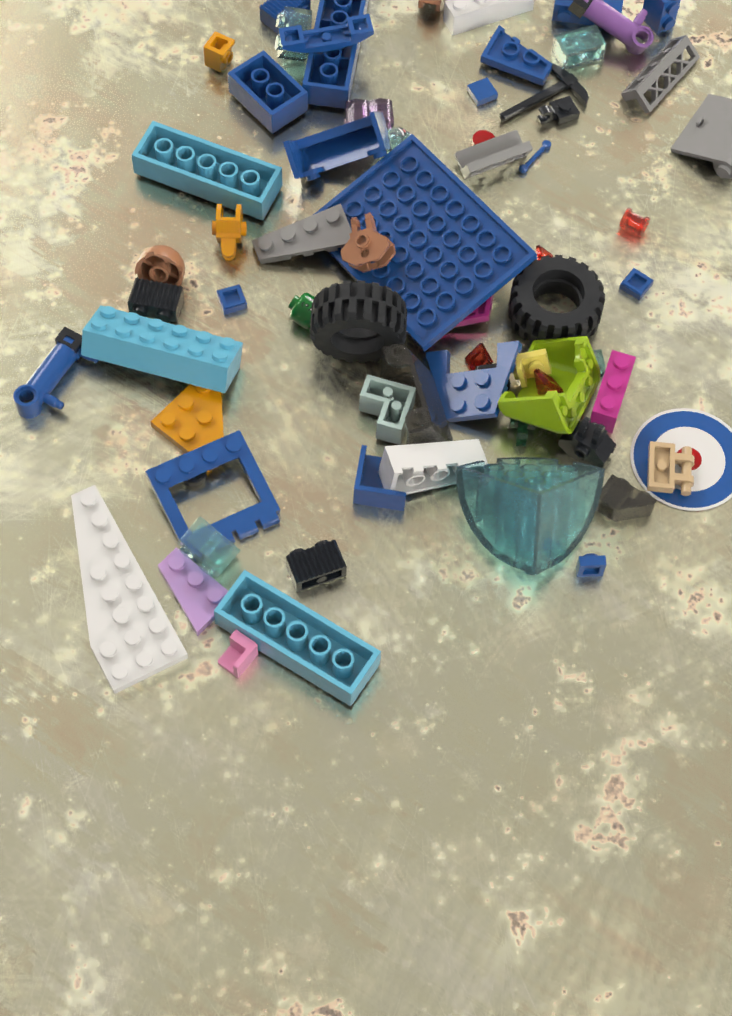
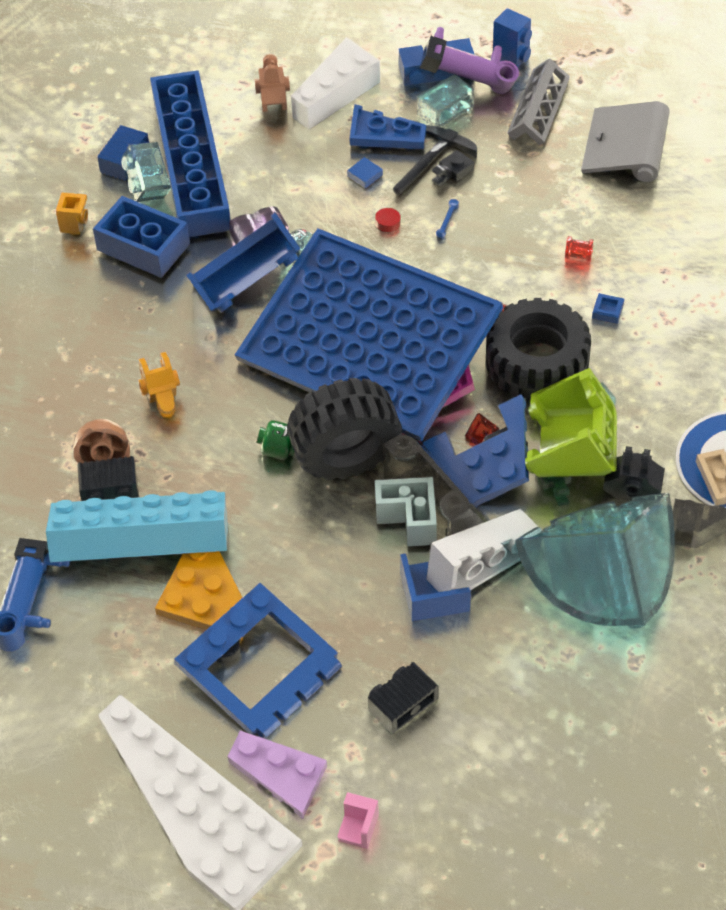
camera: 15 degrees left, 10 degrees down
(207, 170) = (108, 332): medium azure brick -> none
(207, 547) = (278, 717): clear light blue brick -> none
(231, 299) = (189, 455): blue tile -> none
(298, 637) = (419, 778): medium azure brick -> none
(316, 233) = (255, 358): light grey wing -> none
(326, 38) = (186, 164): blue slope -> none
(367, 246) = (318, 353): nougat hinge -> none
(492, 154) = (403, 227): light grey panel -> none
(528, 362) = (542, 417): light yellow bracket -> none
(545, 382) = (563, 431): clear red slope -> none
(590, 565) = (694, 599): blue plate -> none
(612, 389) = (635, 413): dark pink arch -> none

